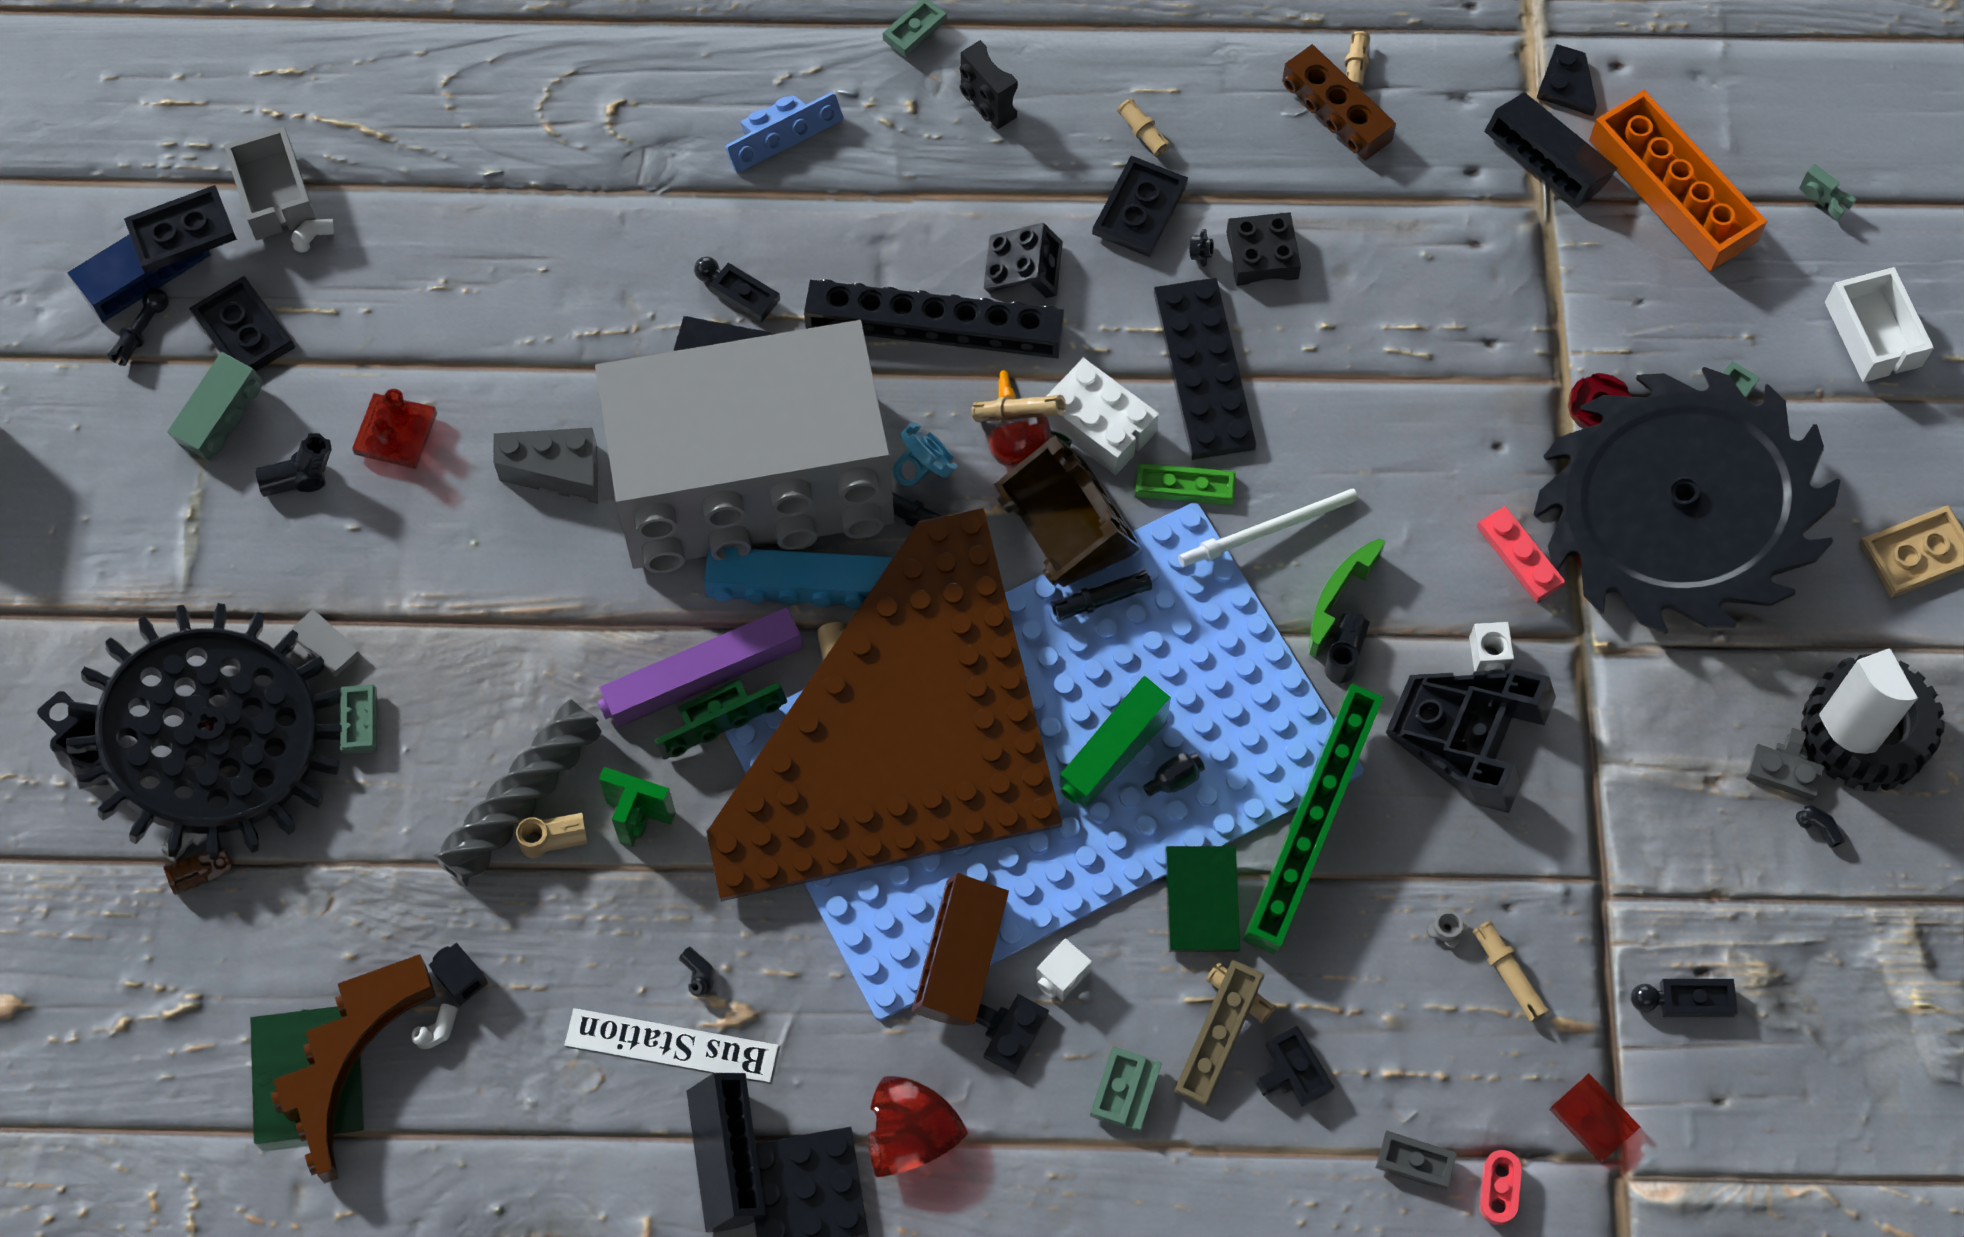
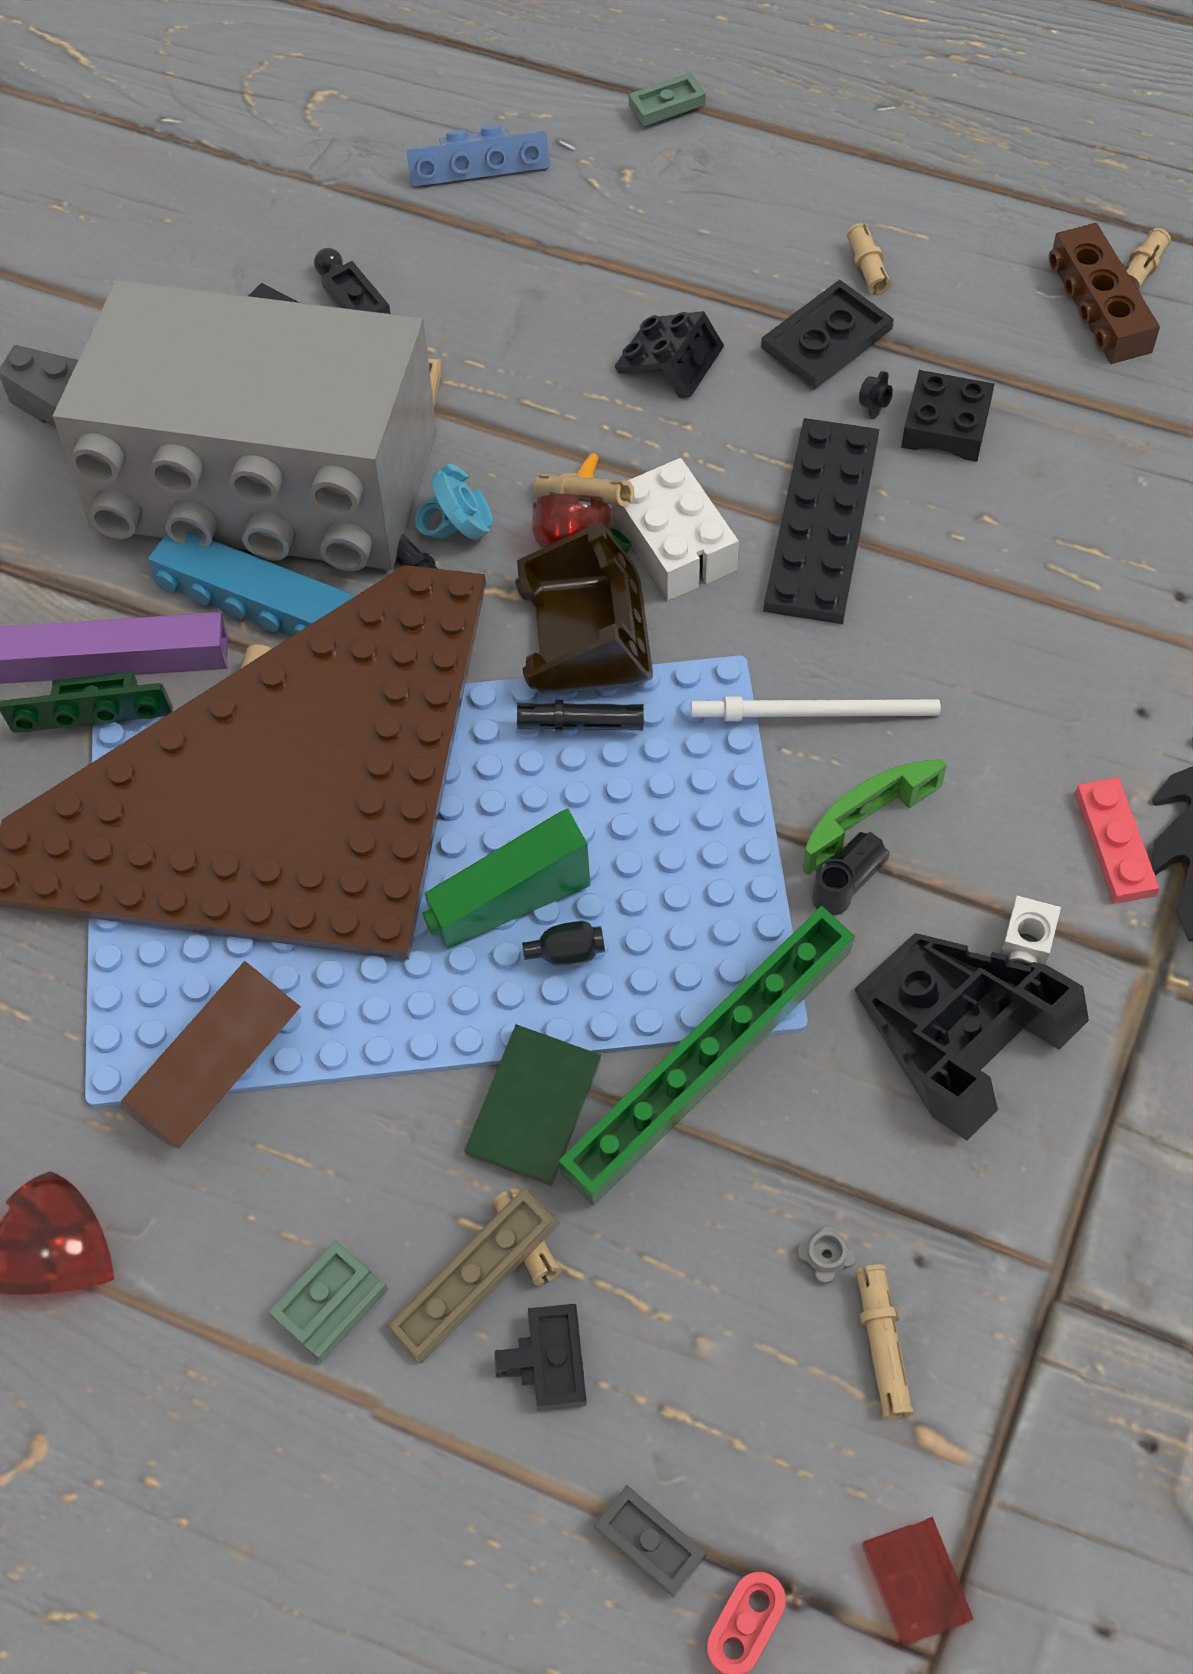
camera: 25 degrees right, 5 degrees down
(944, 330) = (551, 381): black brick -> none
(987, 85) = (711, 166): black brick -> none
(1011, 1031) = (231, 1177): black hinge -> none
(1062, 970) = (323, 1127): white brick -> none
(1185, 484) = (742, 633): bright green tile -> none
(1688, 997) = (1112, 1469): black plate -> none

